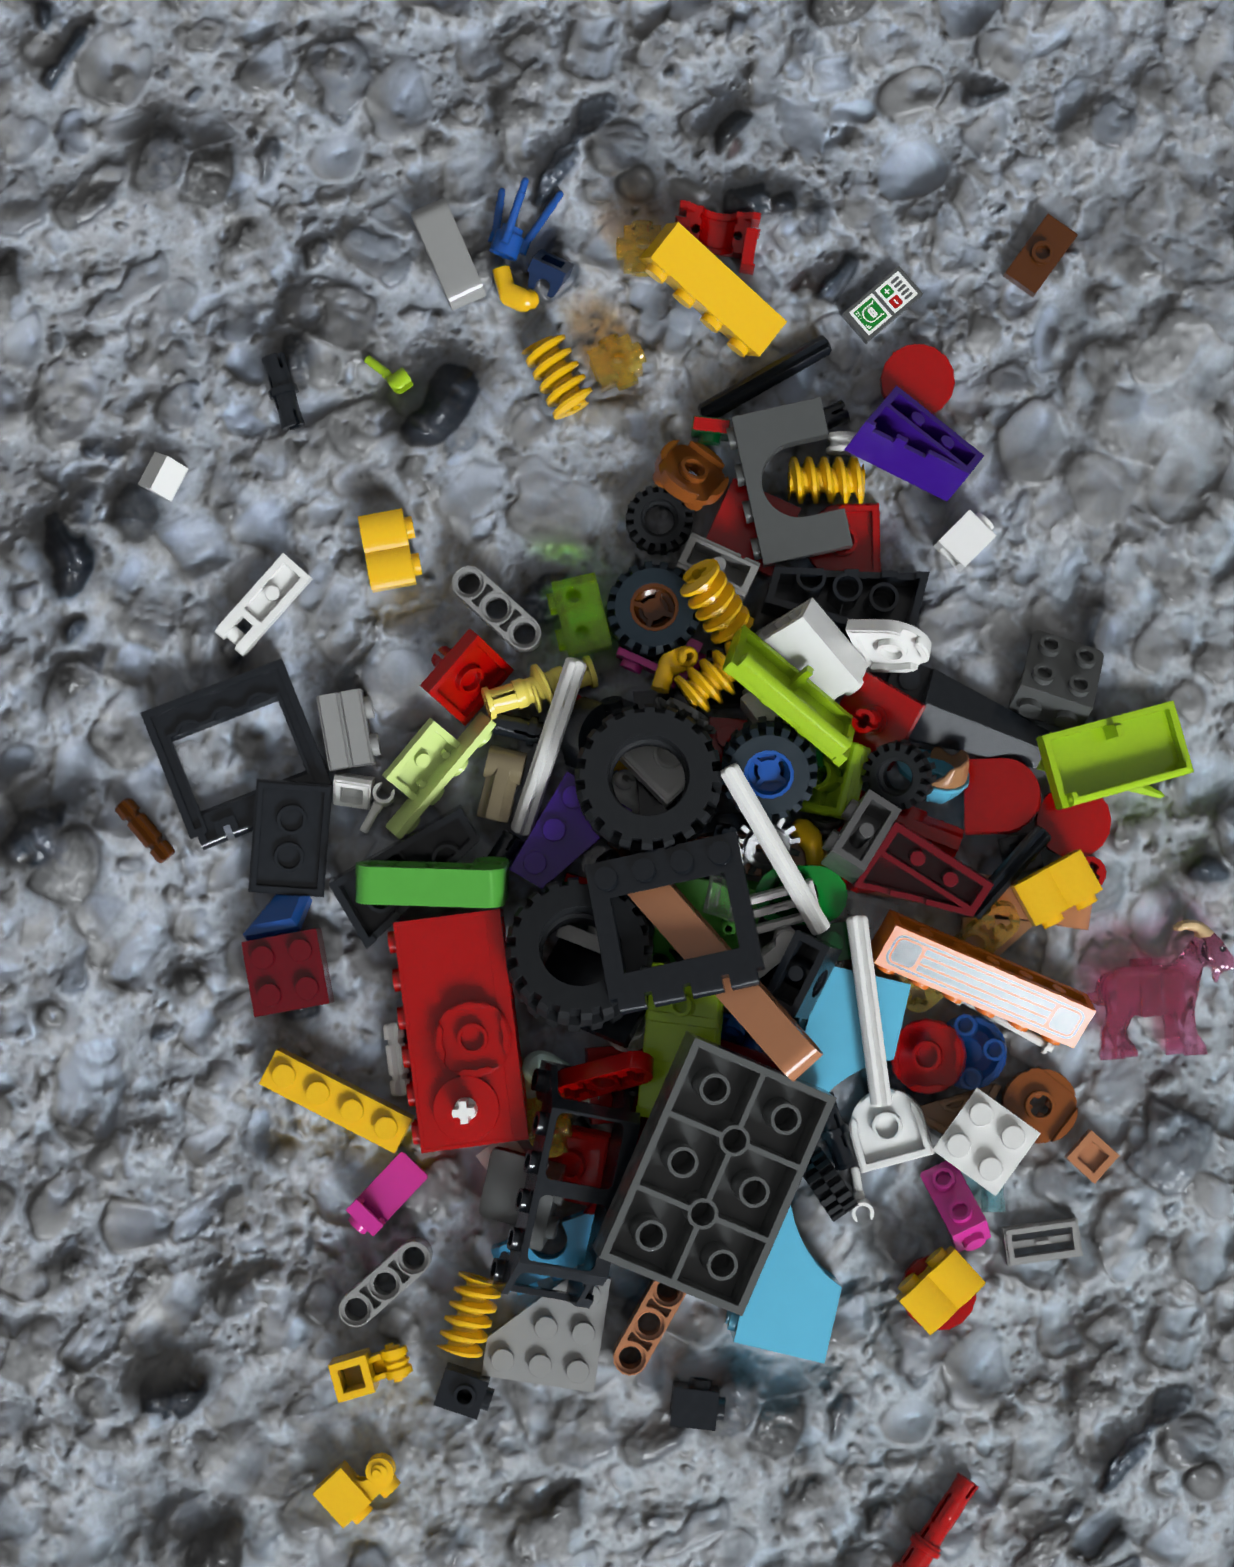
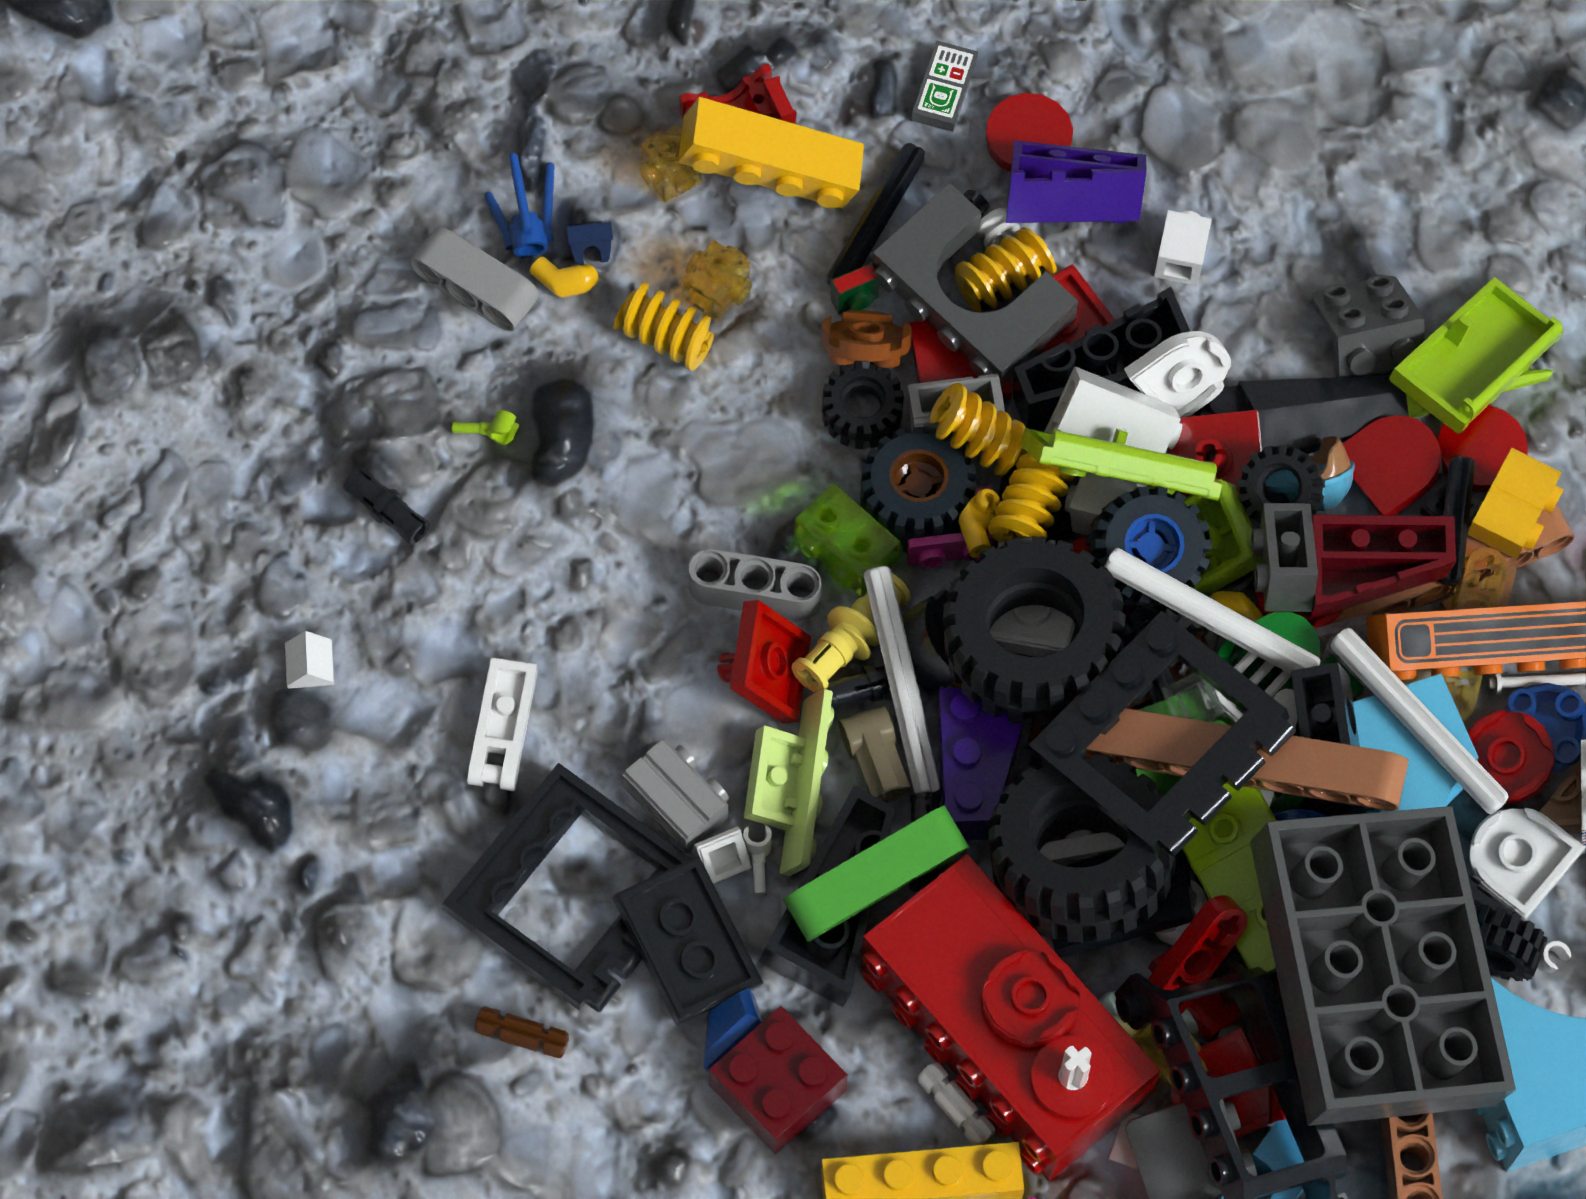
camera: 30 degrees left, 20 degrees down
(388, 550) = (601, 592): yellow brick -> none

